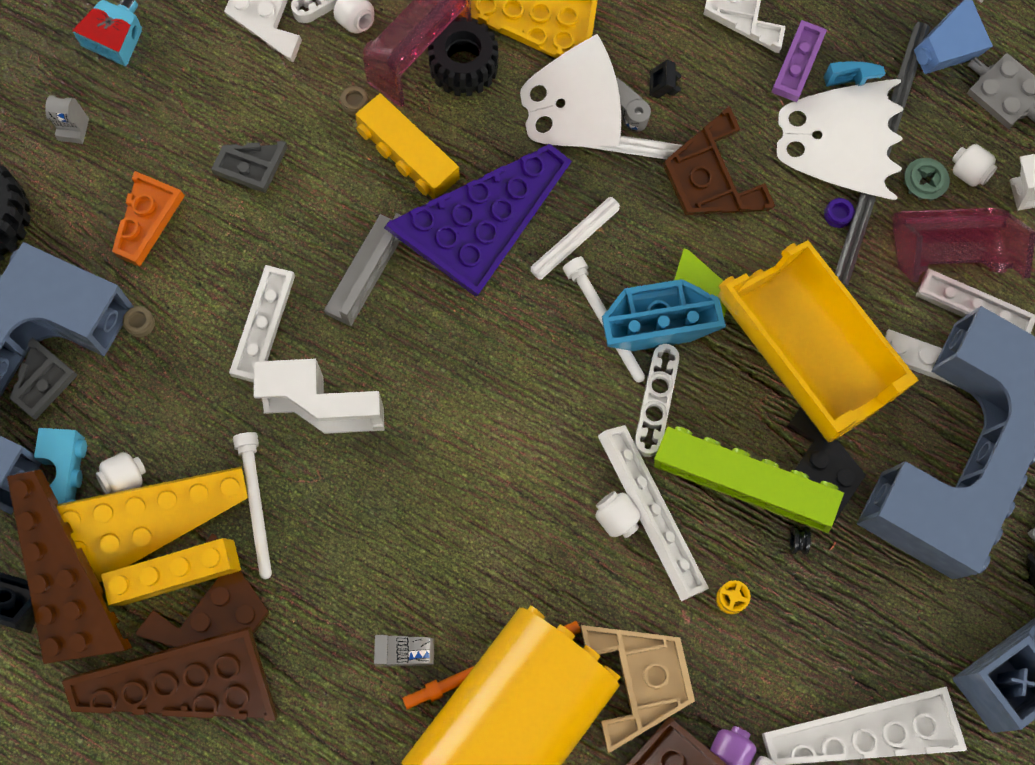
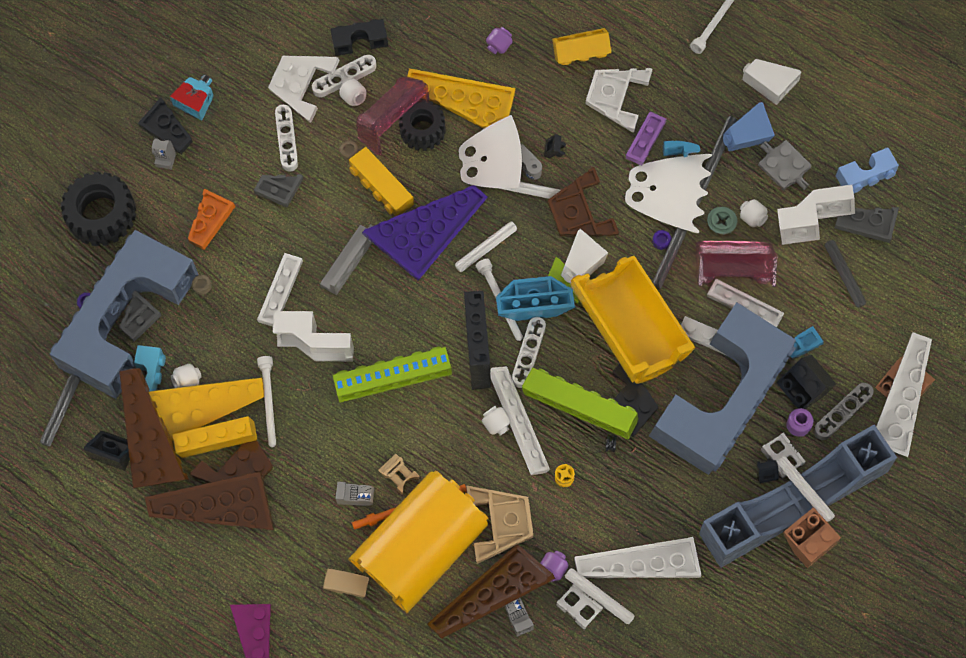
camera: 10 degrees right, 5 degrees down
(67, 76) = (163, 125): none -> black wing
(257, 86) = (286, 137): none -> white beam
(448, 448) = (392, 374): none -> lime brick
(460, 600) = (394, 465): none -> tan piece
(581, 388) = (477, 340): none -> black window
(726, 247) = (583, 257): none -> white slope

